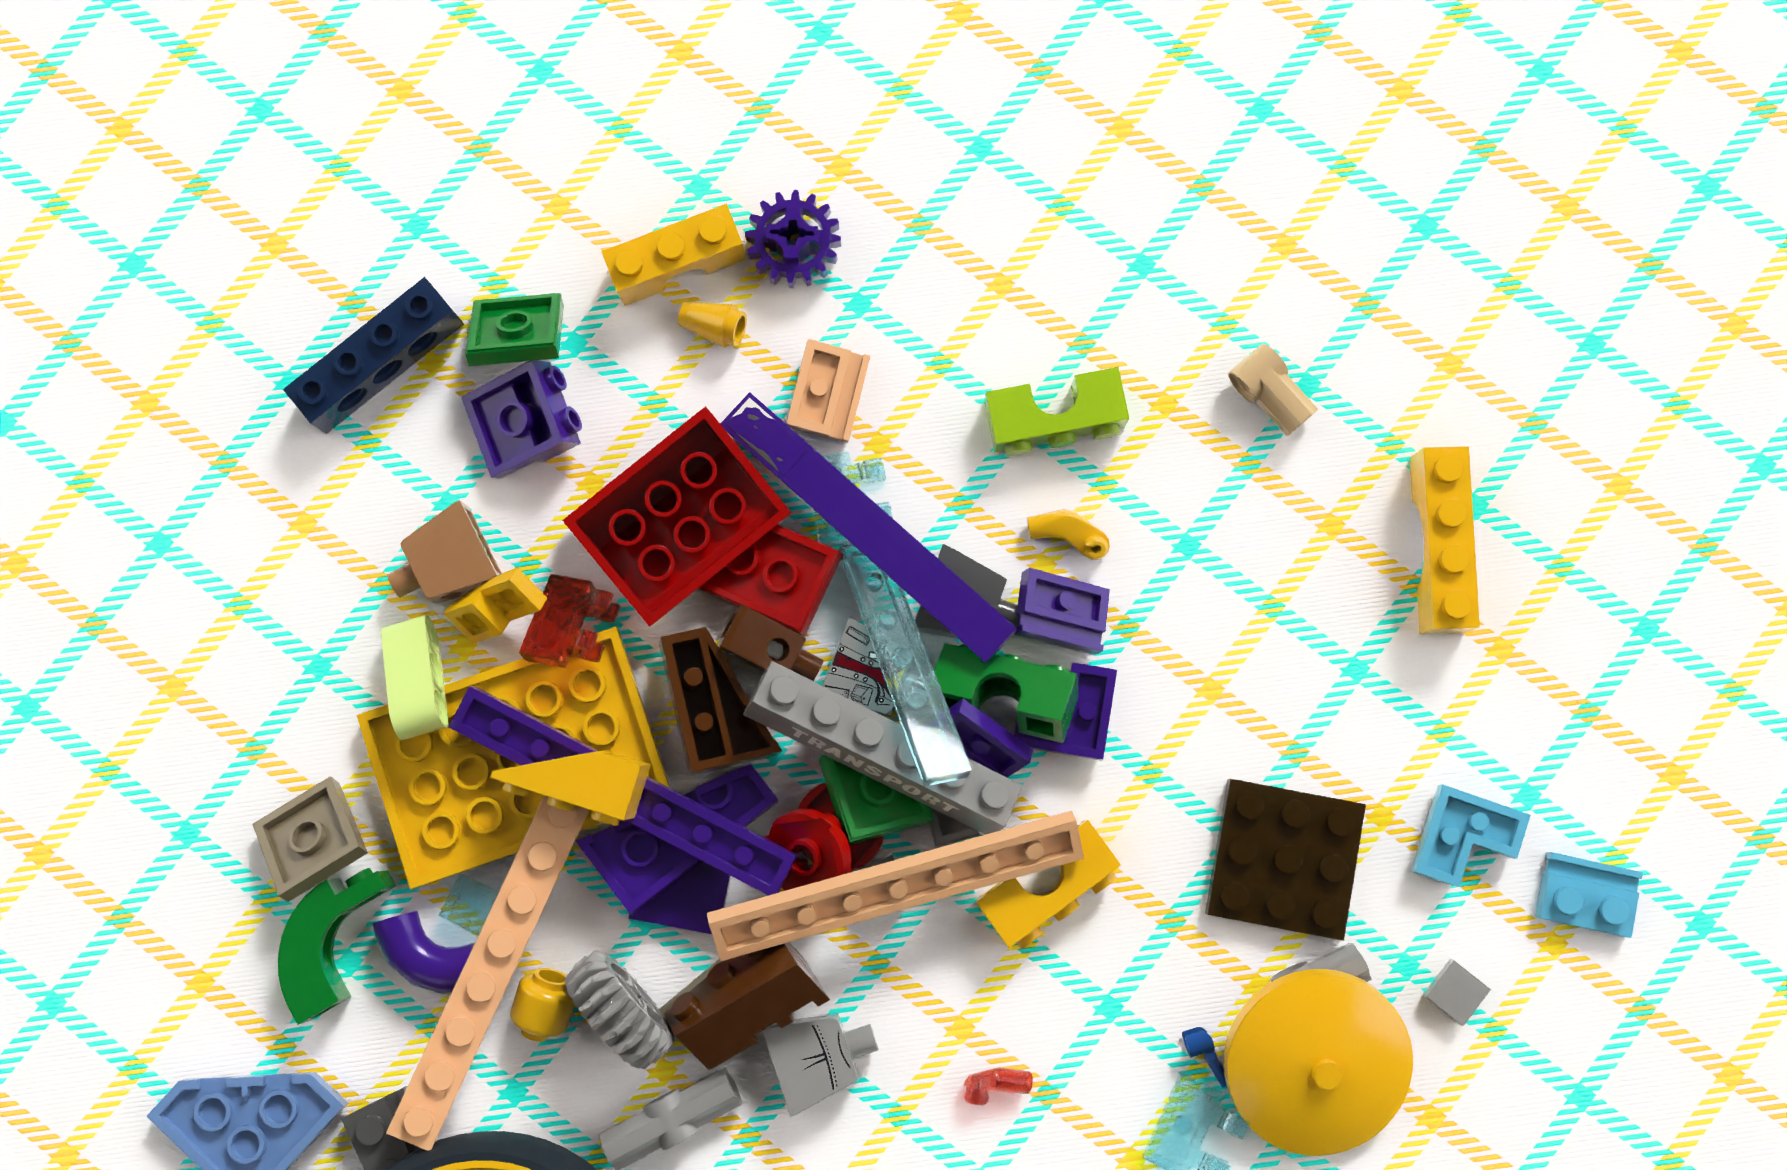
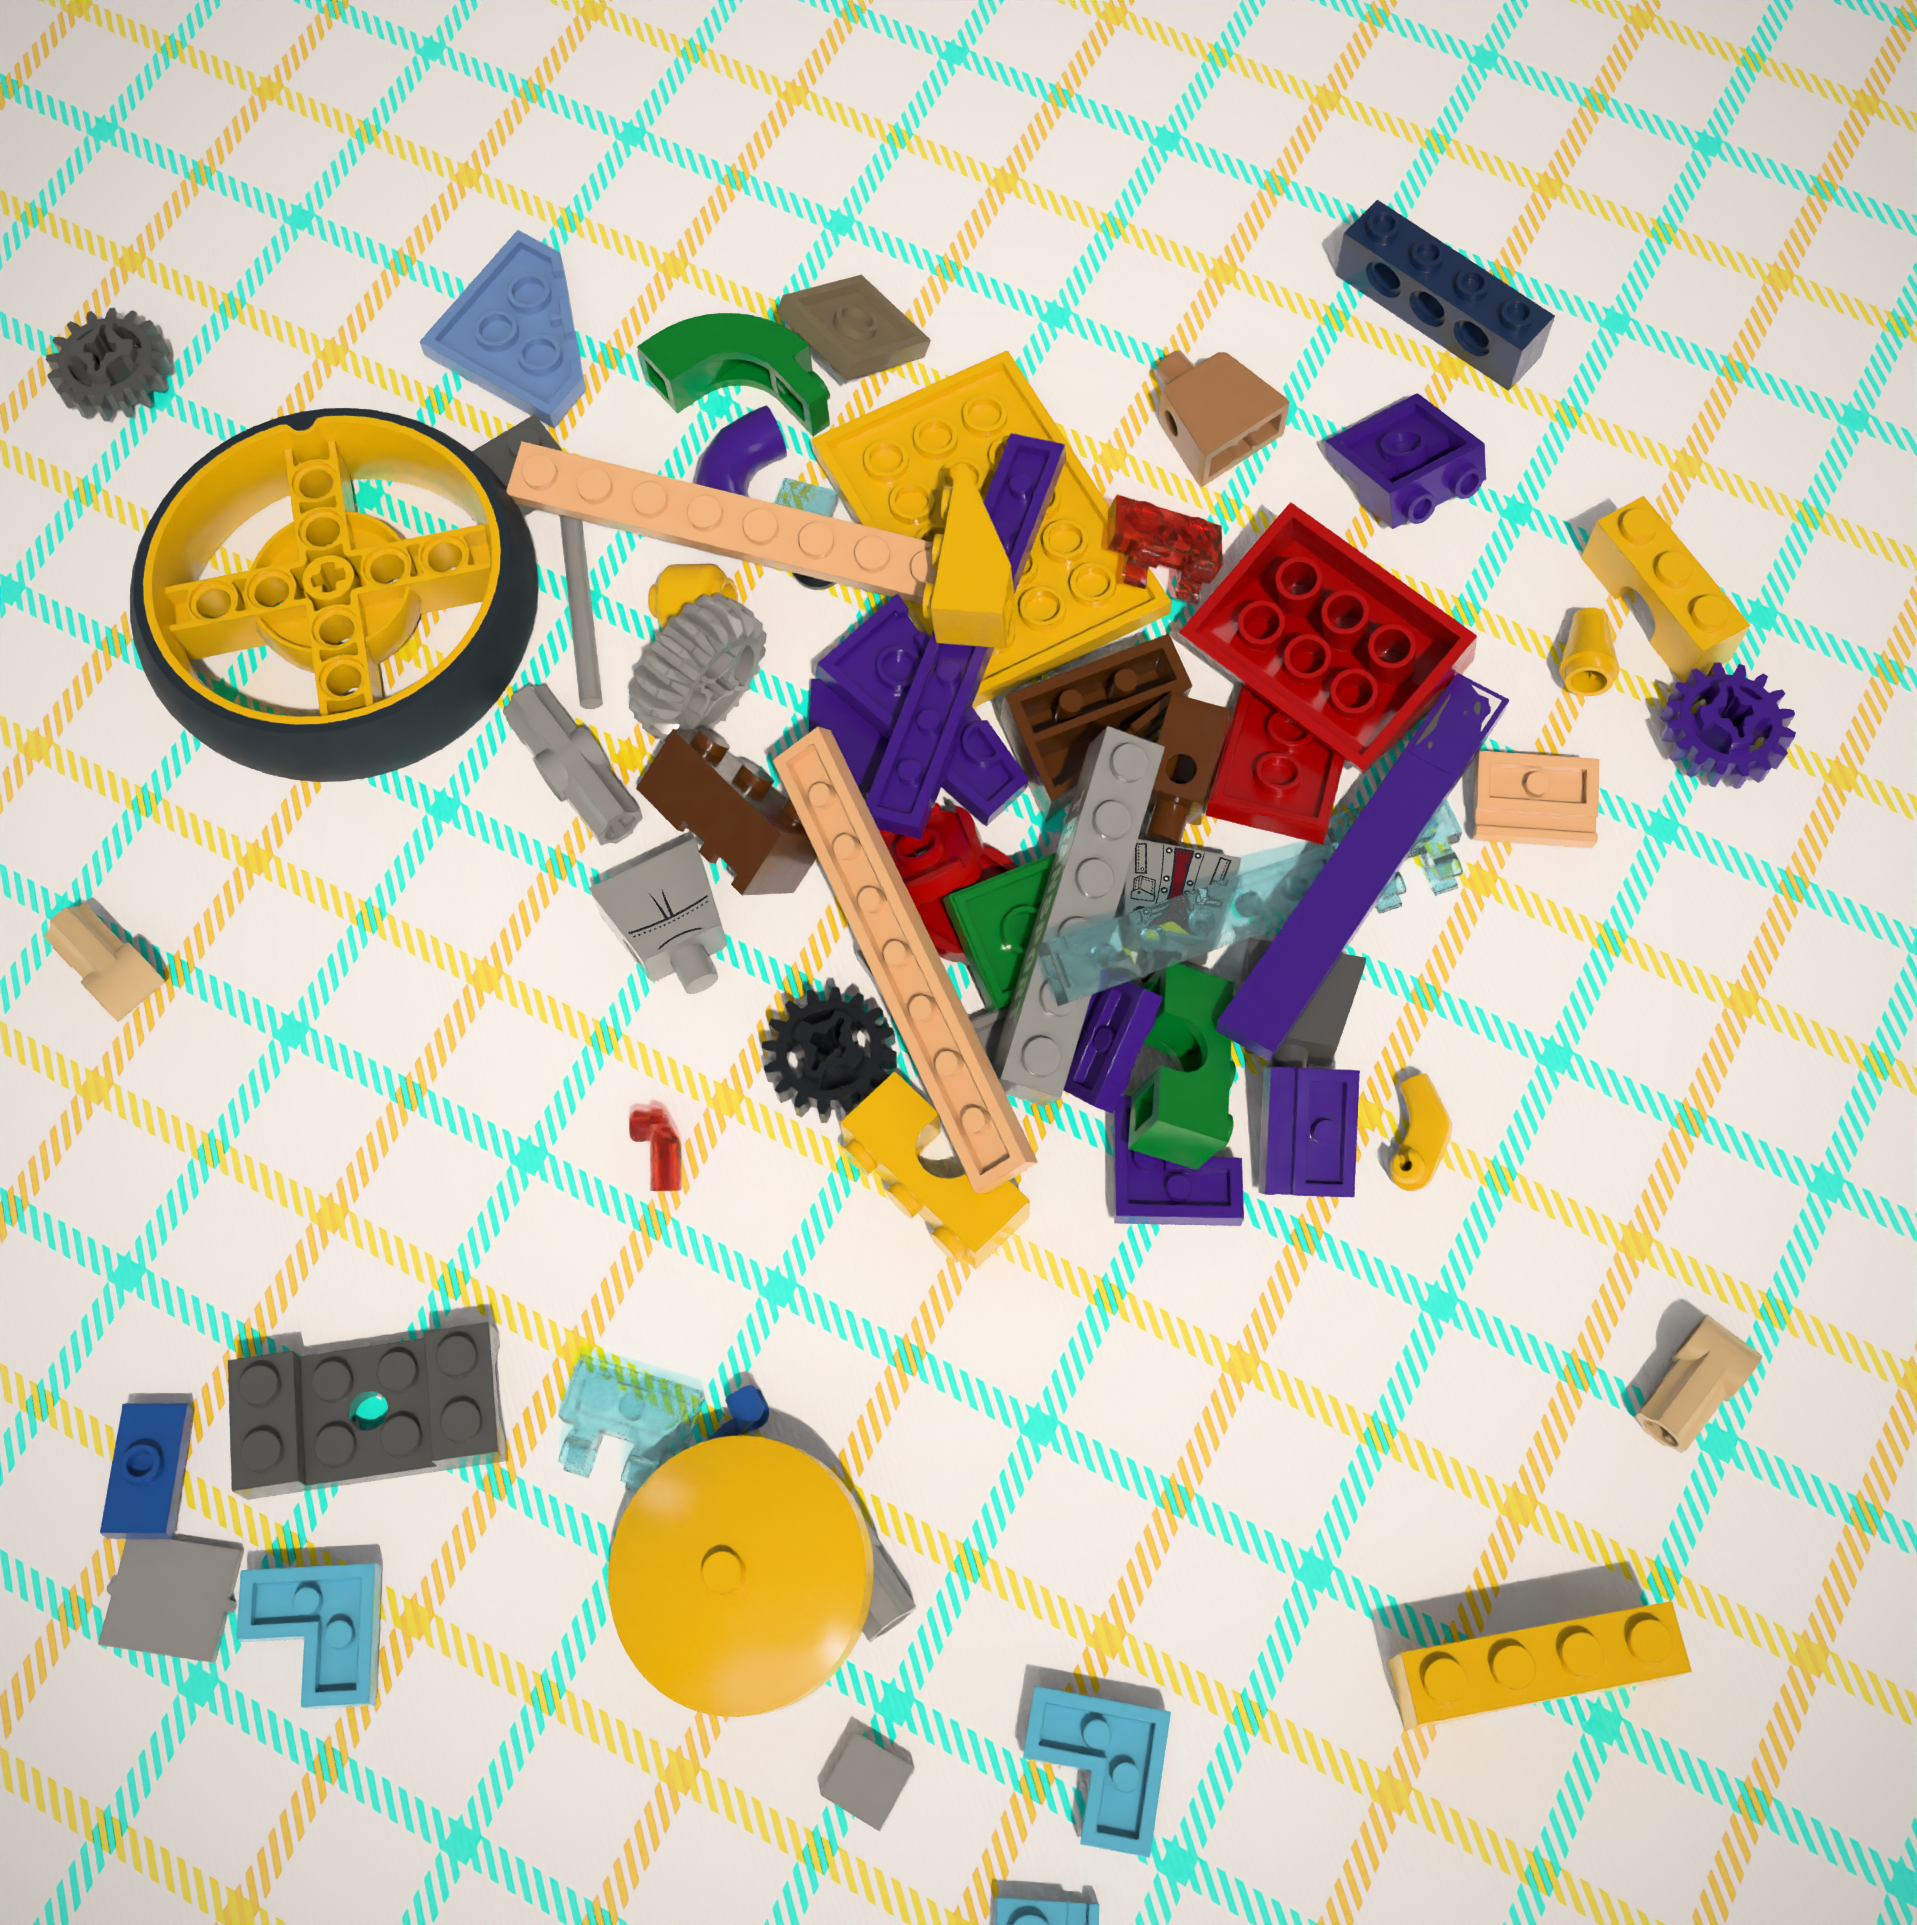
camera: 80 degrees right, 15 degrees down
(414, 677) = (1063, 393): yellowish green beam -> none
(494, 604) = (1169, 465): yellow slope -> none
(515, 329) = (1517, 429): green tile -> none
(535, 1097) = (581, 613): none -> light grey bar
(934, 964) = (821, 1029): none -> black gear
(1020, 423) = (1599, 1136): lime arch -> none
(1285, 859) = (1021, 1500): dark brown plate -> none

